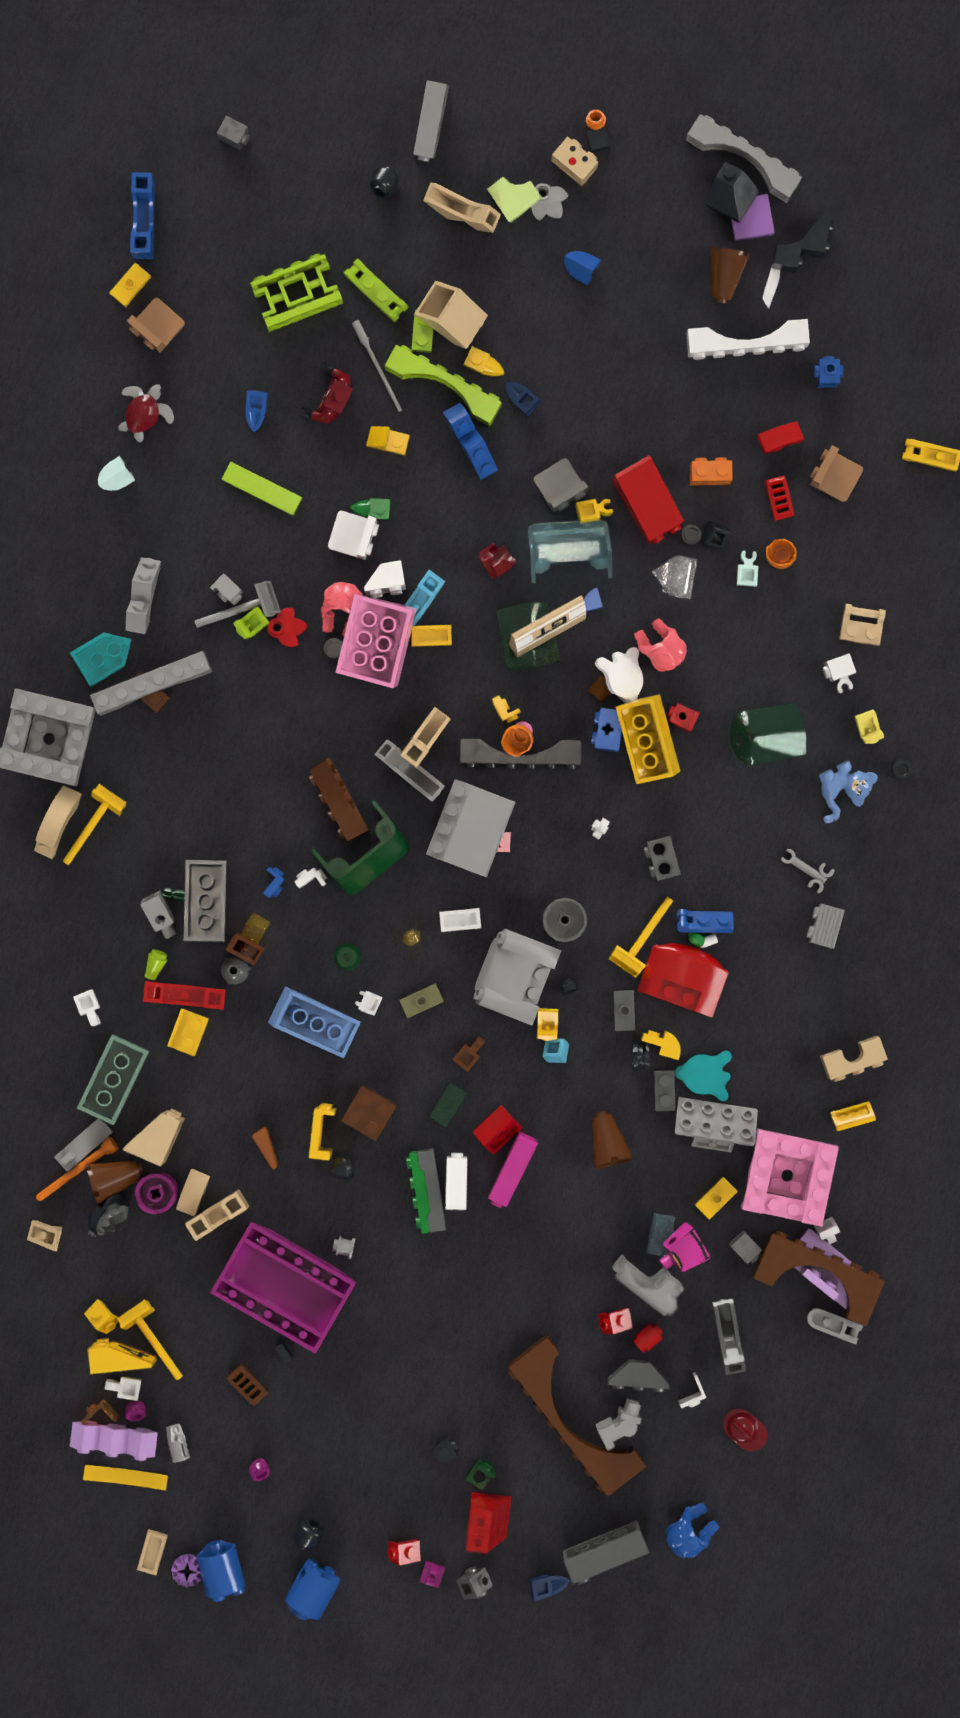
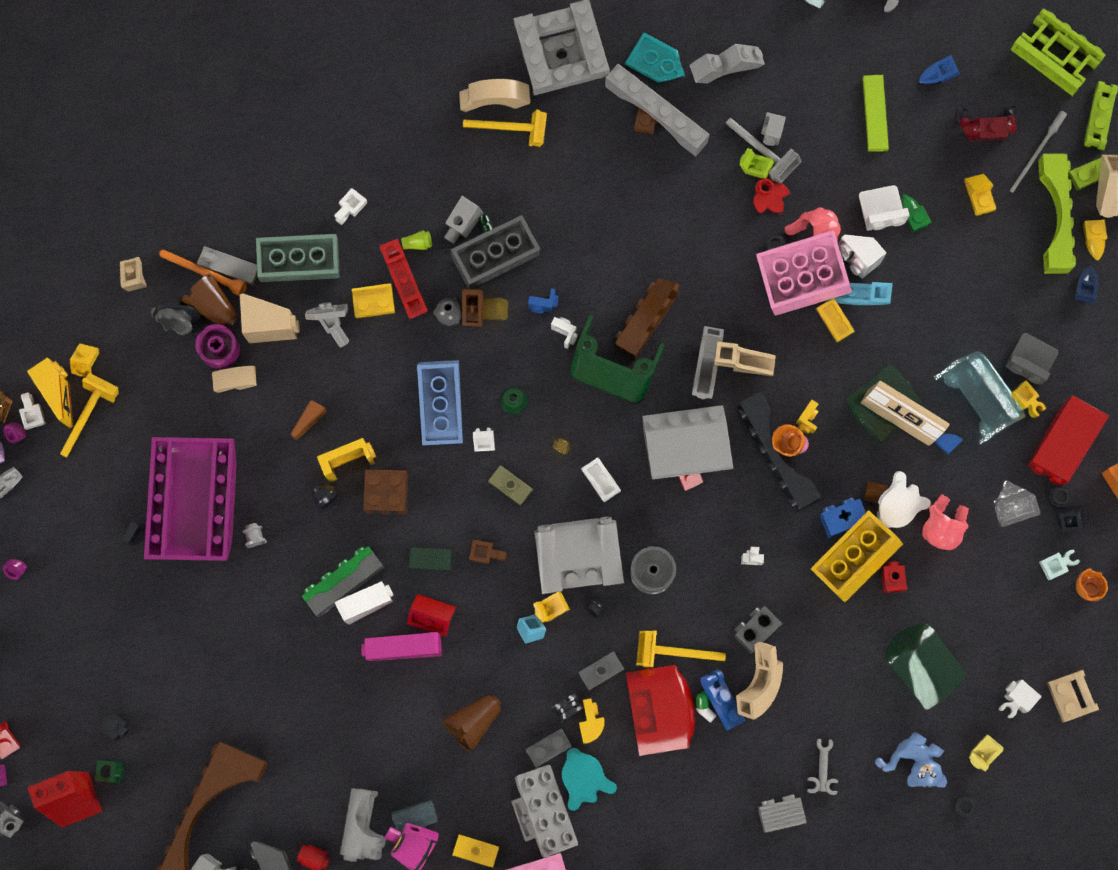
camera: 65 degrees right, 10 degrees down
(184, 1079) = (329, 317): none -> light grey piece
(217, 1215) = (224, 409): tan arch -> none
(242, 1390) = (80, 515): reddish brown slope -> none
(470, 440) = (1023, 262): blue arch -> none
(496, 560) = (933, 339): dark red hair -> none
(615, 1321) = (312, 819): bracket -> none
(713, 879) = (765, 684): none -> tan arch

